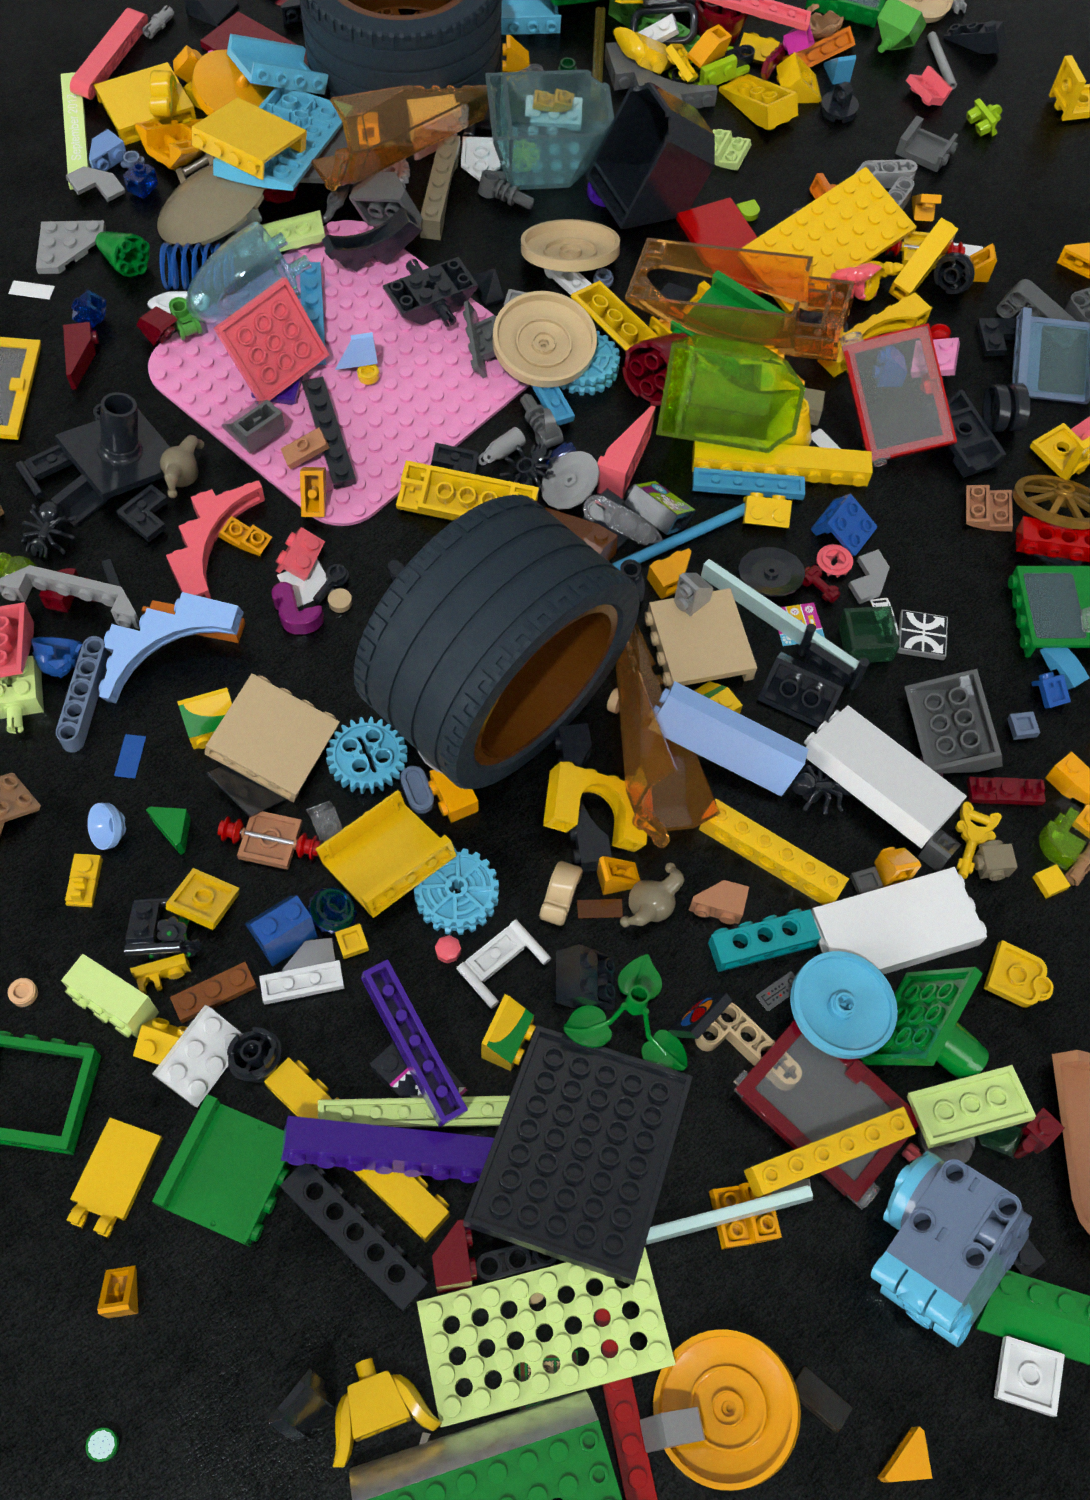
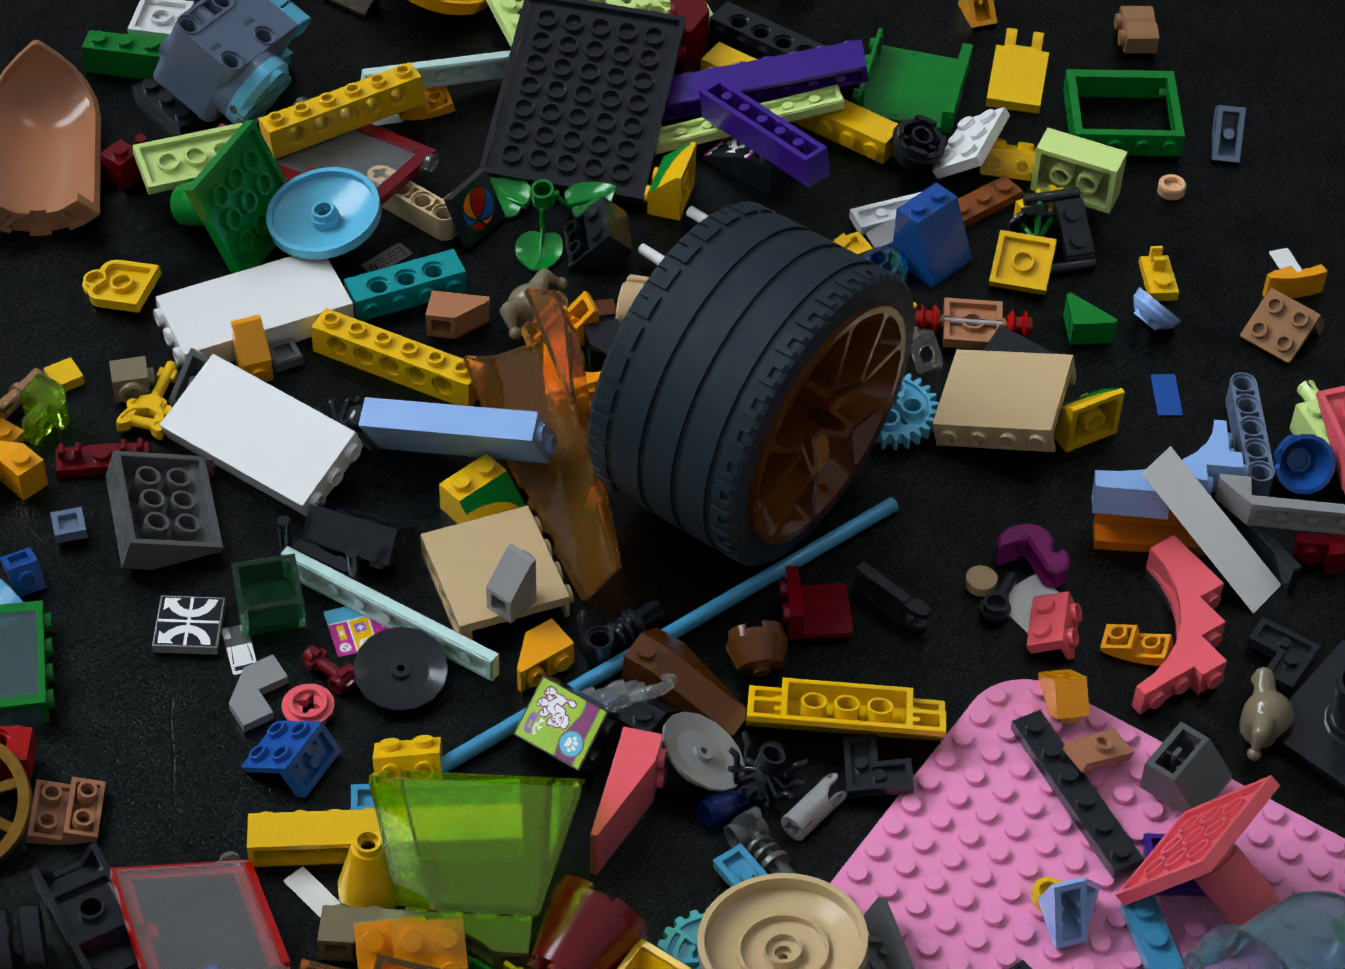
camera: 175 degrees right, 15 degrees down
(160, 584) = (1211, 529): none -> white sticker

